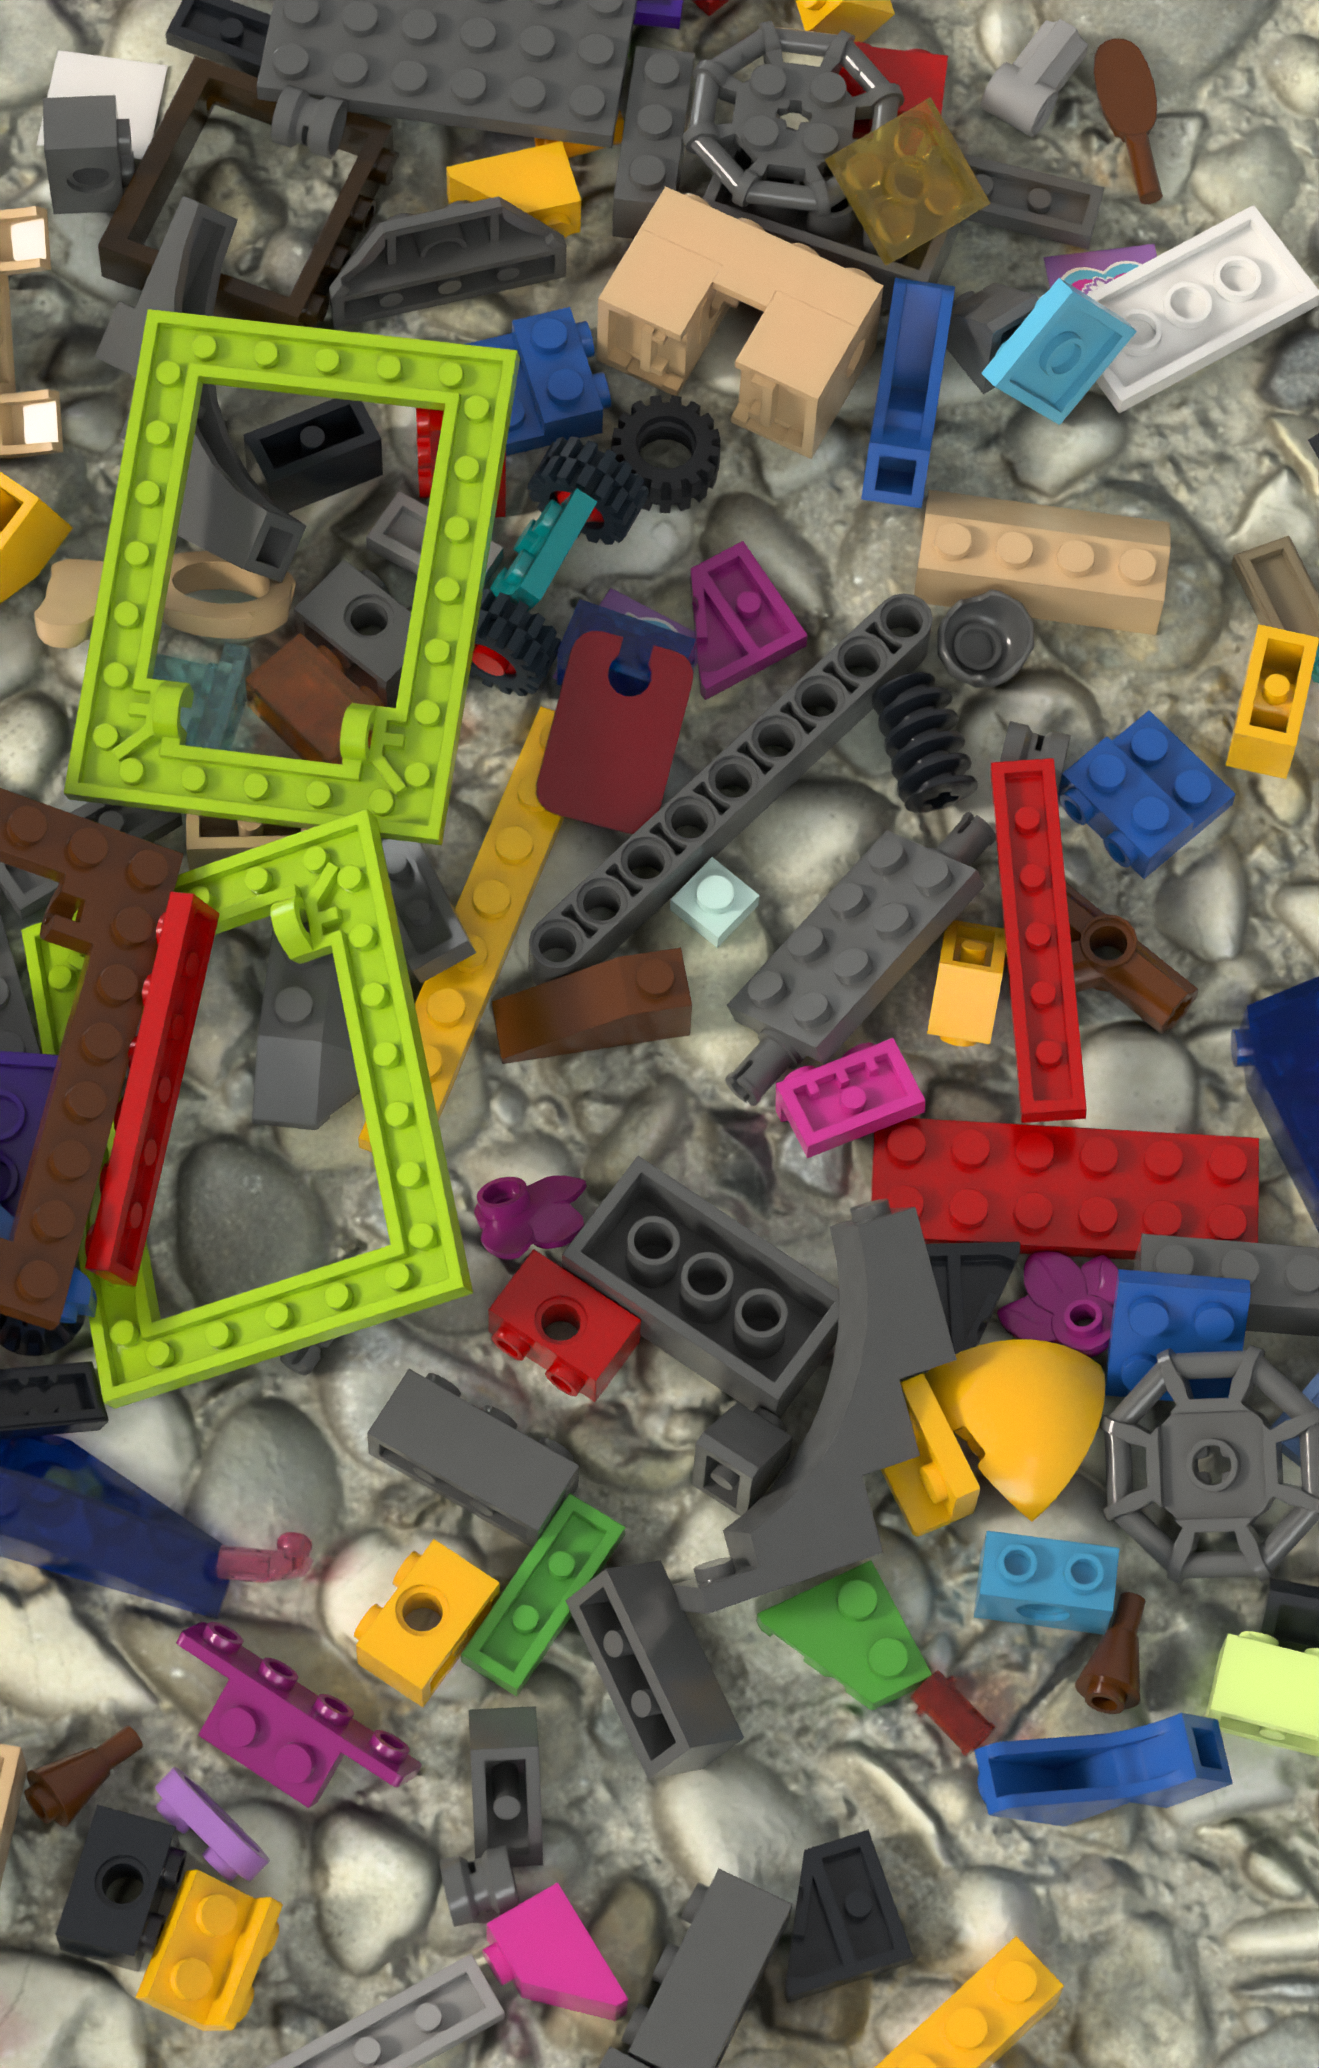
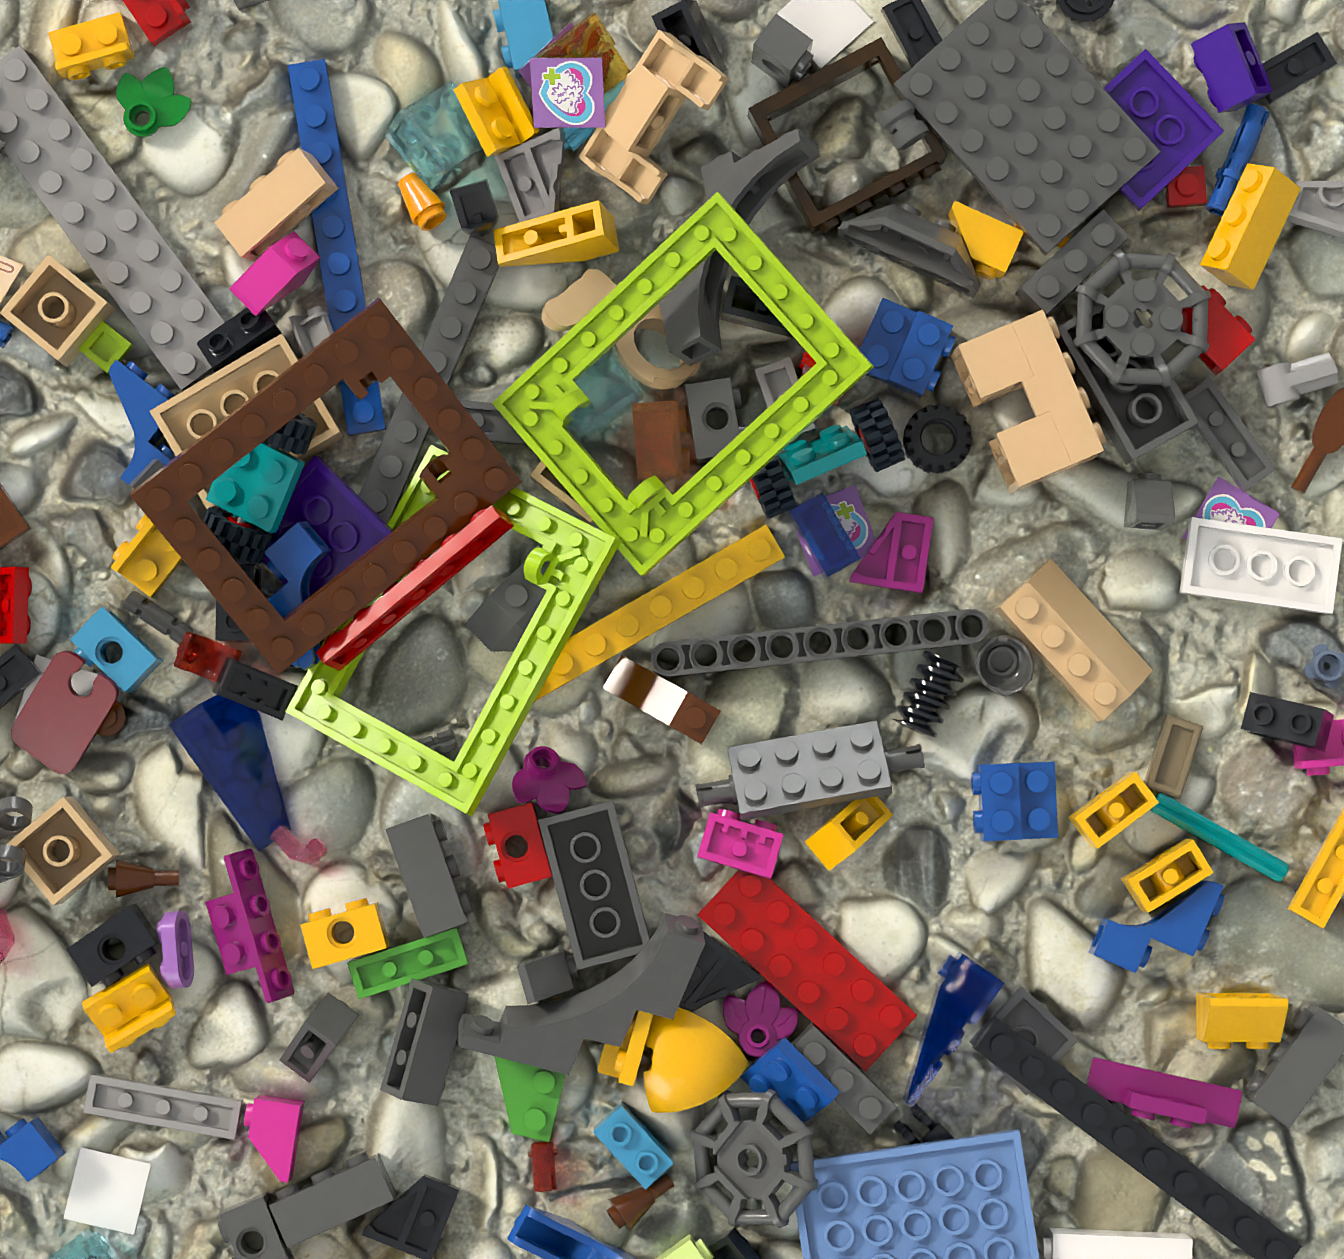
camera: 40 degrees right, 20 degrees up
(425, 916) = (616, 595): dark grey plate -> none
(479, 1885) = (270, 1073): dark grey wheel -> none
(611, 750) = (774, 582): dark red piece -> none
(714, 902) = (766, 689): light aqua plate -> none
(907, 181) = (1164, 404): clear yellow plate -> none
(908, 393) = (1075, 509): blue arch -> none
(1026, 745) = (975, 733): dark grey wheel -> none
(1038, 941) = (890, 843): red plate -> none
(1058, 351) = (1166, 548): medium azure plate -> none
(1136, 977) = (901, 857): reddish brown piece -> none

